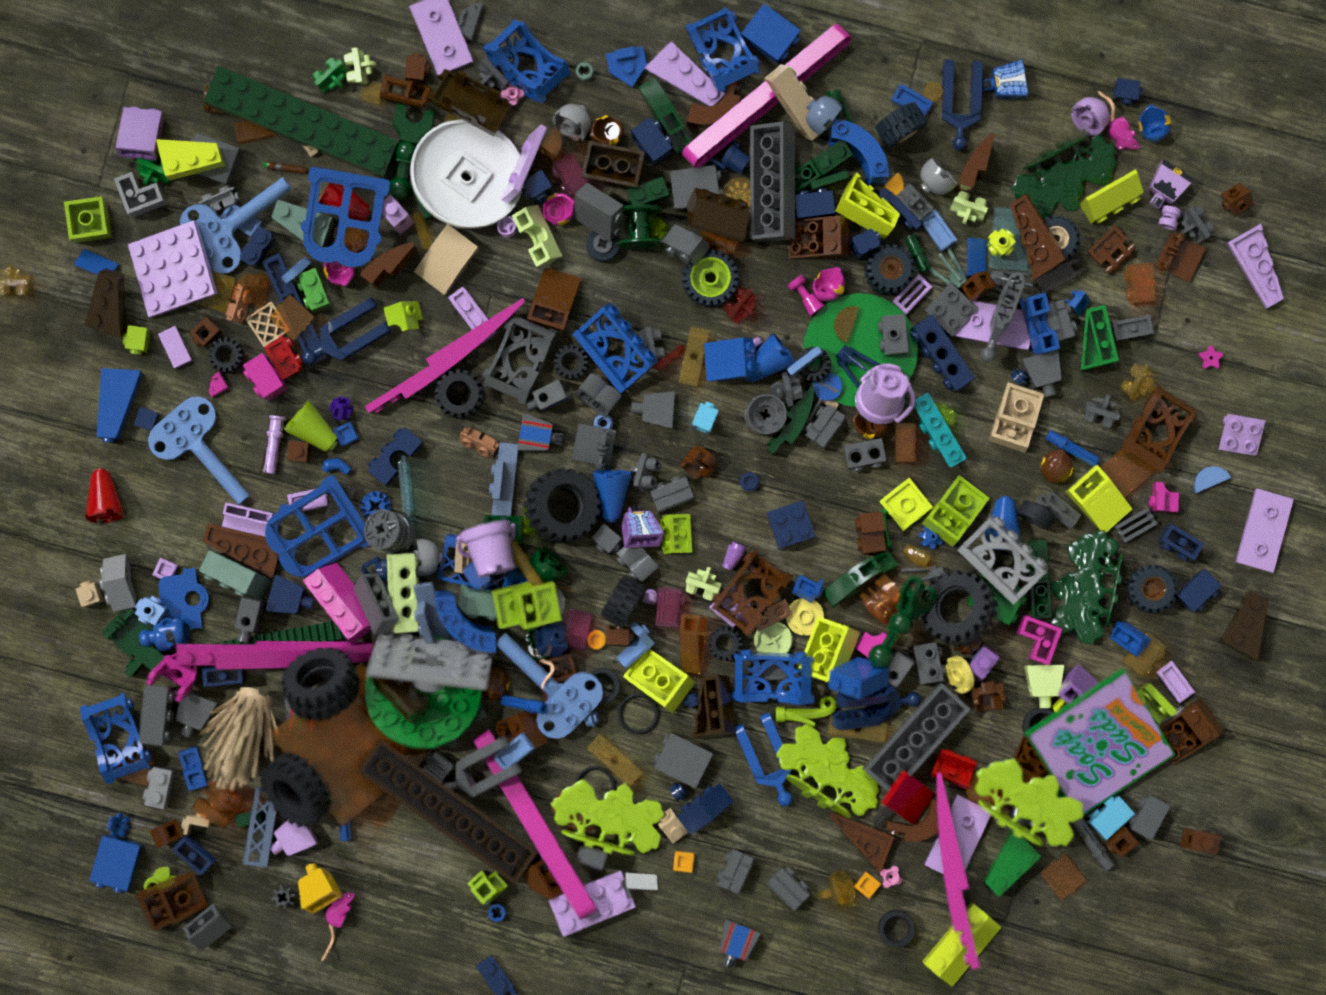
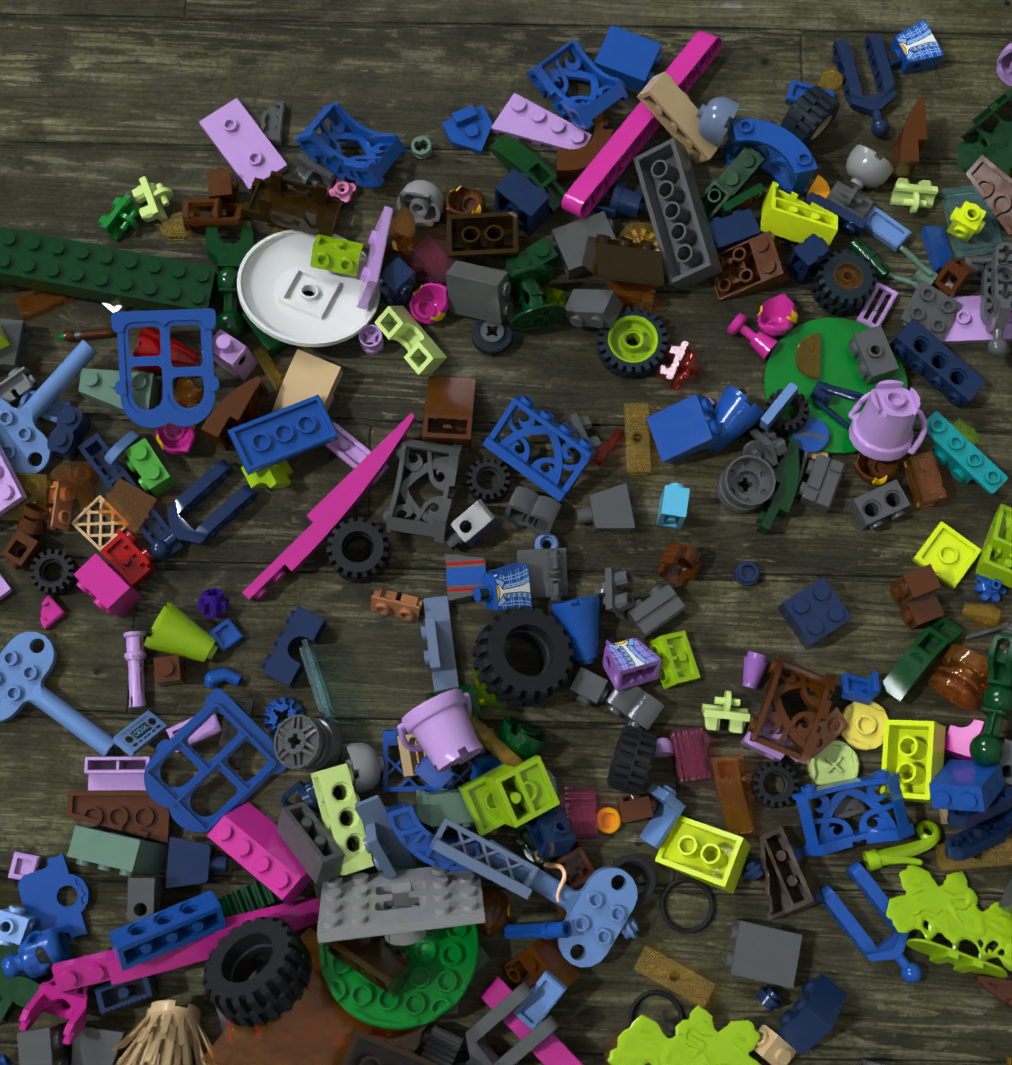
camera: 15 degrees left, 10 degrees down
(218, 310) = (33, 518): none -> reddish brown wheel
(262, 640) = (167, 930): none -> blue brick
(267, 493) = (139, 733): none -> medium blue tile
(421, 291) = (283, 434): none -> blue tile
(491, 650) = (479, 867): none -> sand blue fence
(495, 151) = (336, 255): none -> lime bracket
(562, 451) = (505, 587): none -> torso

